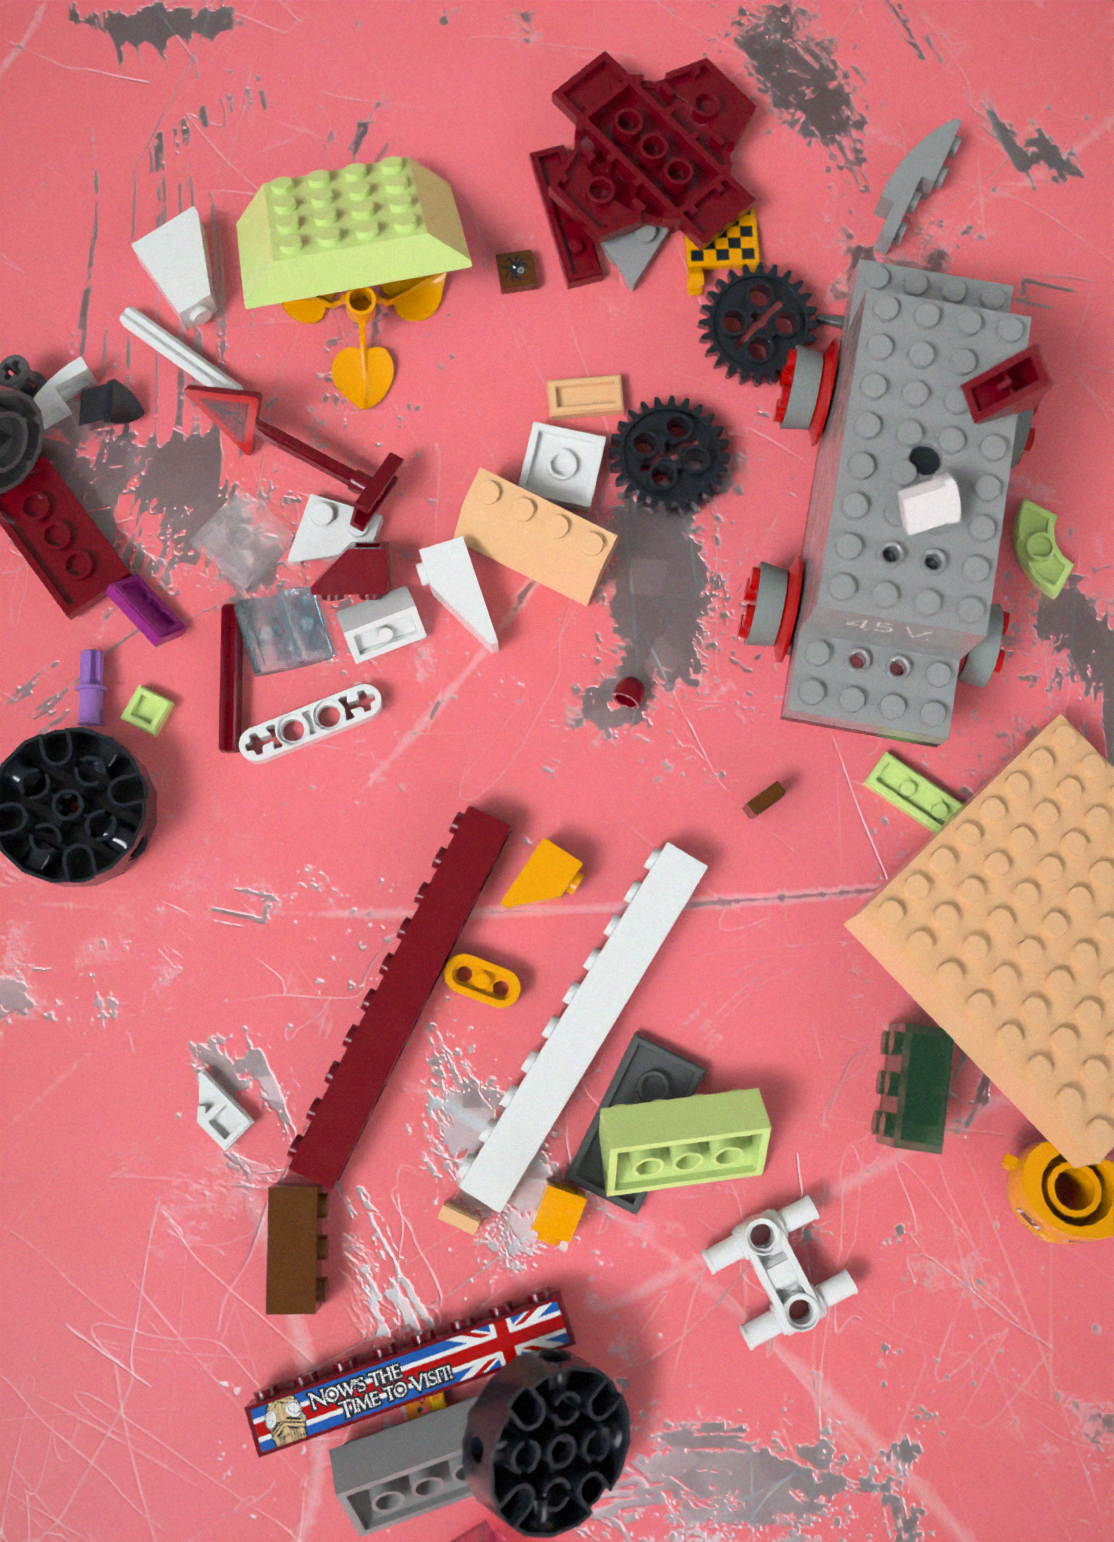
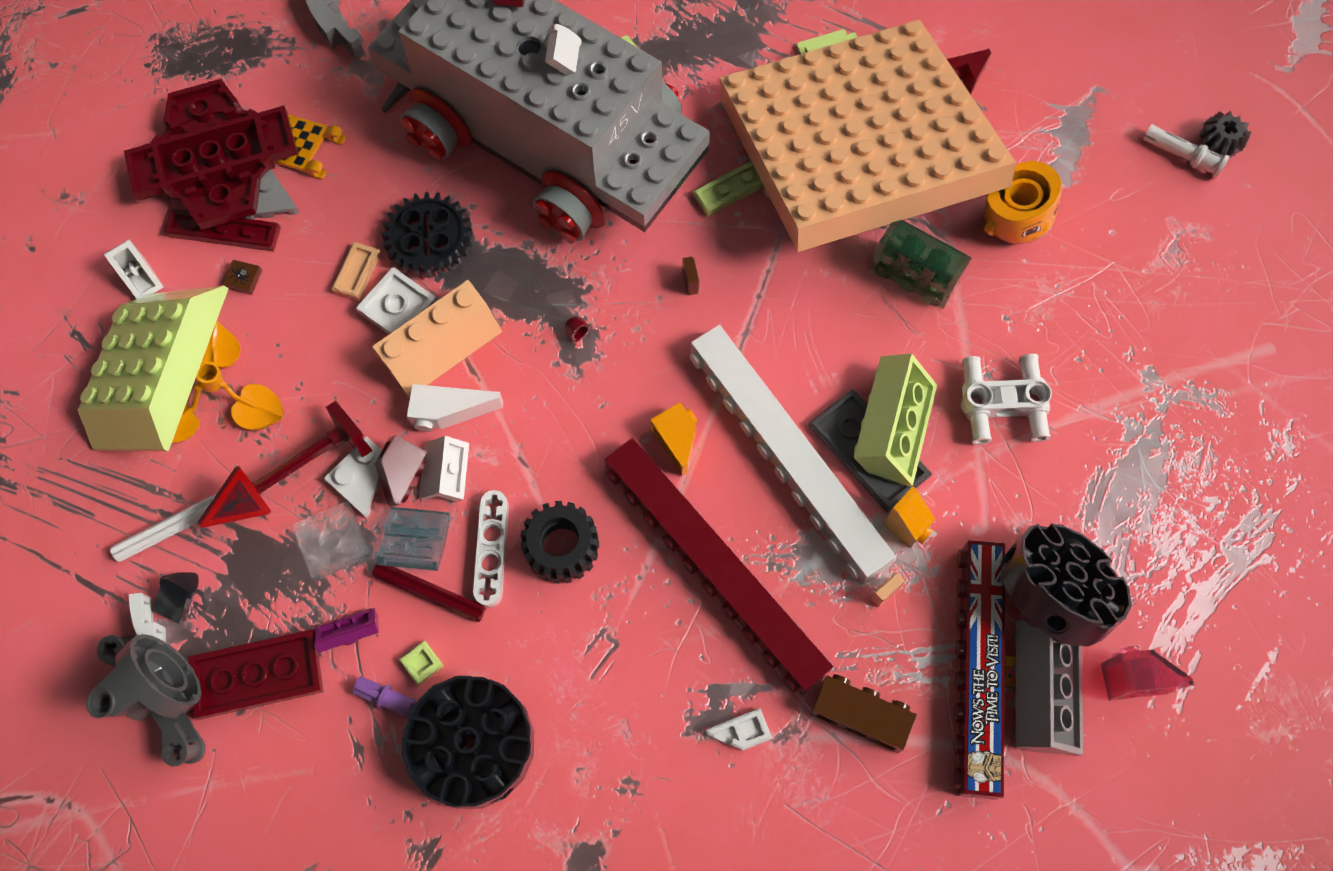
camera: 60 degrees left, 10 degrees down
(181, 267) = (103, 499): white slope -> none
(324, 777) = (557, 518): none -> black tyre
(464, 147) = (133, 269): none -> white slope
(482, 981) = (728, 507): light orange plate -> none
(735, 302) = (345, 148): black gear -> none

